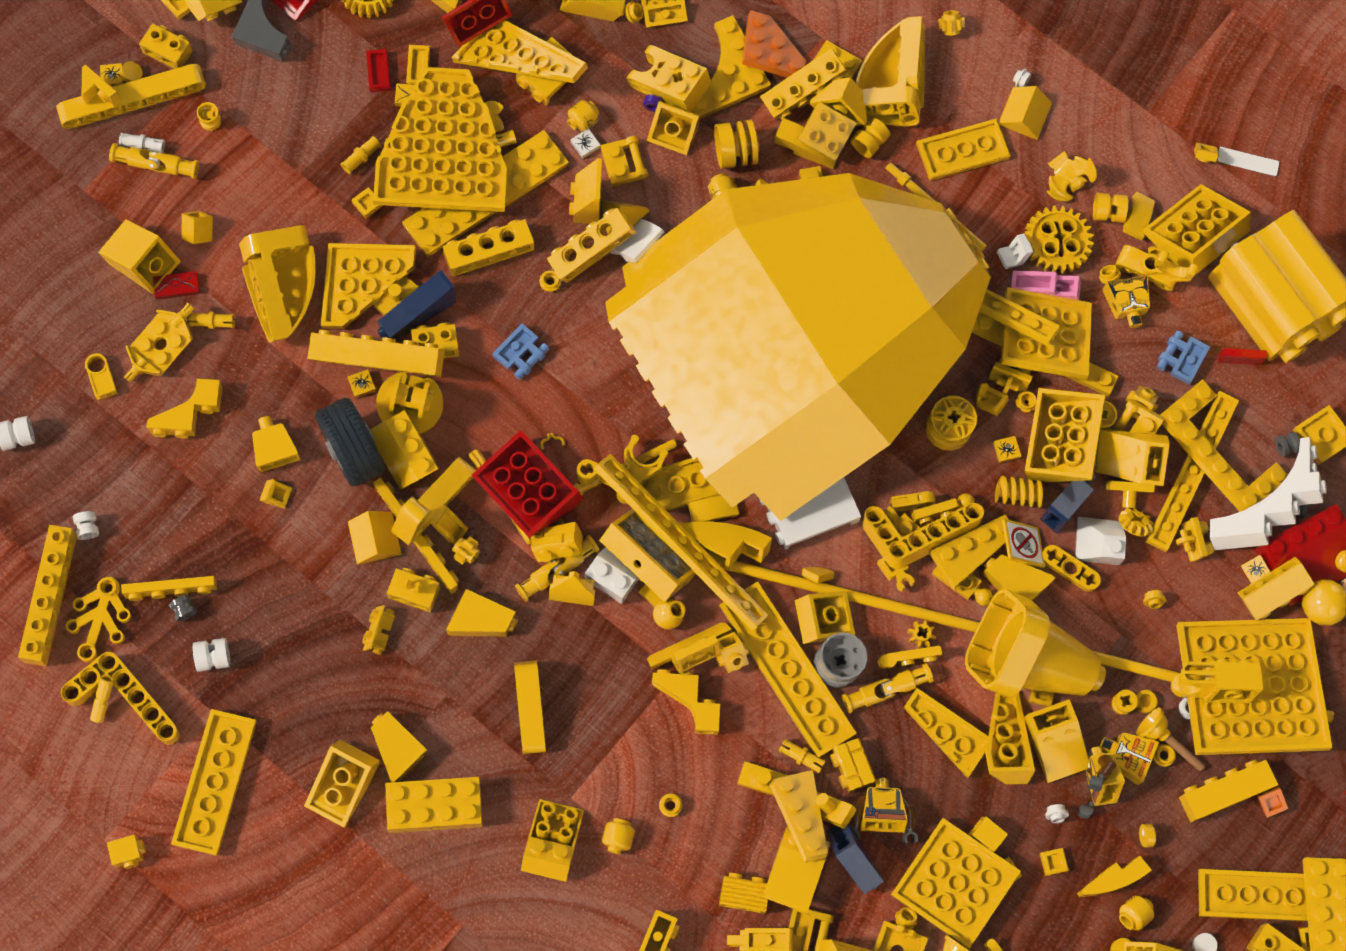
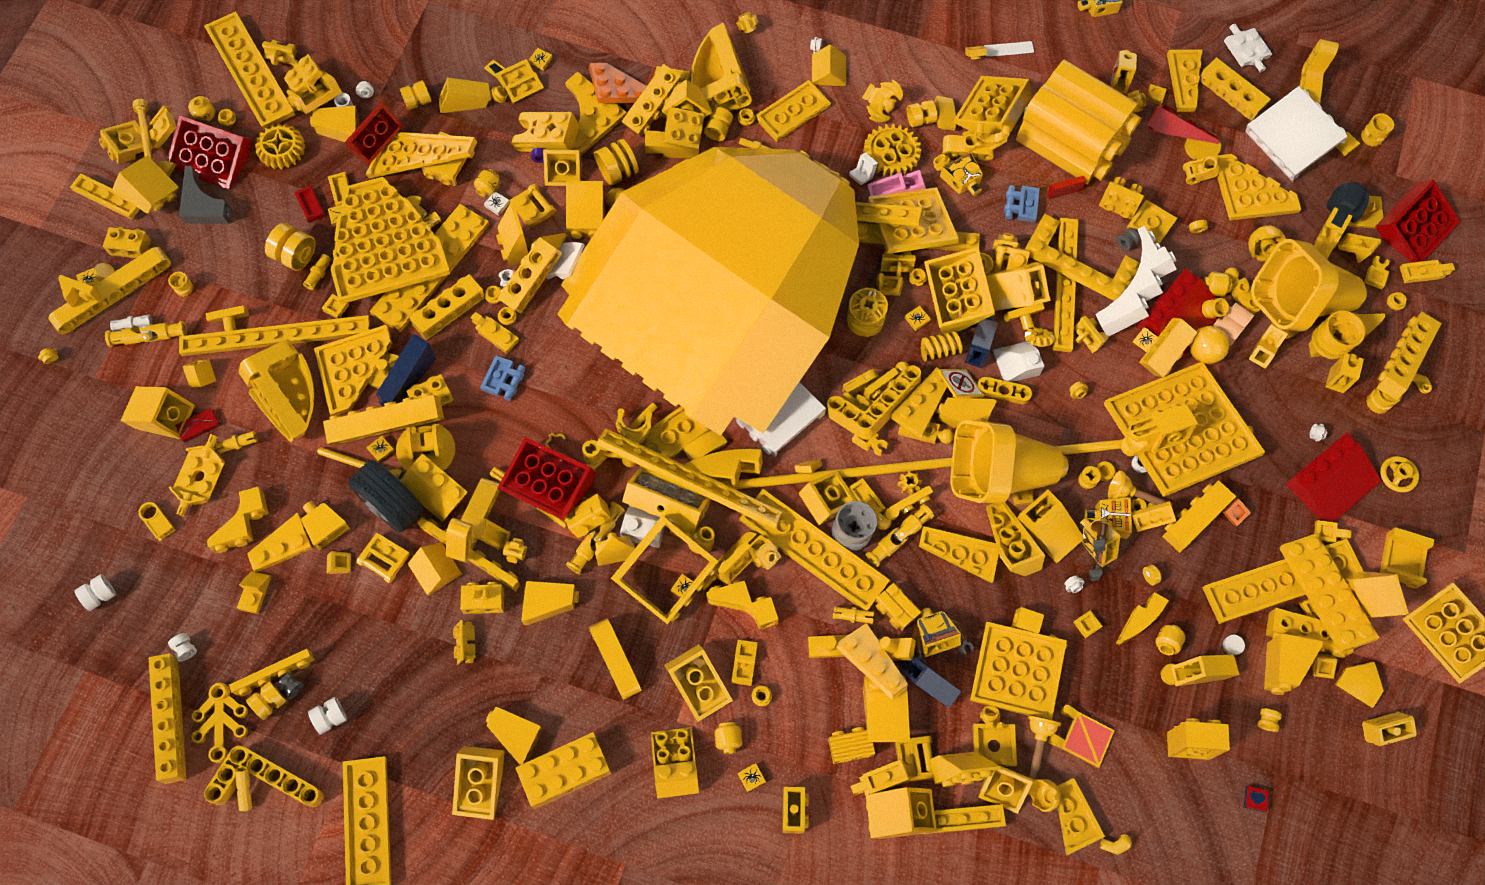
camera: 15 degrees left, 5 degrees down
(43, 148) = (48, 355): none -> yellow plate
(154, 615) = (266, 700): none -> yellow wheel
(177, 493) = (254, 591): none -> yellow slope
(221, 452) = (281, 545): none -> yellow wing
(247, 174) = (227, 316): none -> yellow tile
(290, 212) = (272, 335): none -> yellow plate
(331, 502) = (387, 552): none -> yellow plate
(340, 116) = (290, 246): none -> yellow wheel
(370, 418) = (352, 461): none -> yellow piece
(530, 295) = (495, 332): none -> yellow hinge
(543, 250) = (492, 294): none -> yellow plate
(563, 232) = (504, 275): none -> white plate
(608, 766) = (698, 682): none -> yellow slope
(627, 887) = (751, 777): none -> yellow tile
(629, 670) = (686, 598): none -> yellow window
(632, 658) = (681, 585): none -> yellow tile
(665, 763) = (744, 662): none -> yellow slope
(680, 187) = (584, 208): none -> yellow slope
(867, 632) = (864, 494): none -> yellow plate
(905, 133) = (746, 113): none -> yellow plate
(1176, 772) = (1153, 516): none -> yellow tile
(1298, 396) = (1120, 199): none -> yellow plate

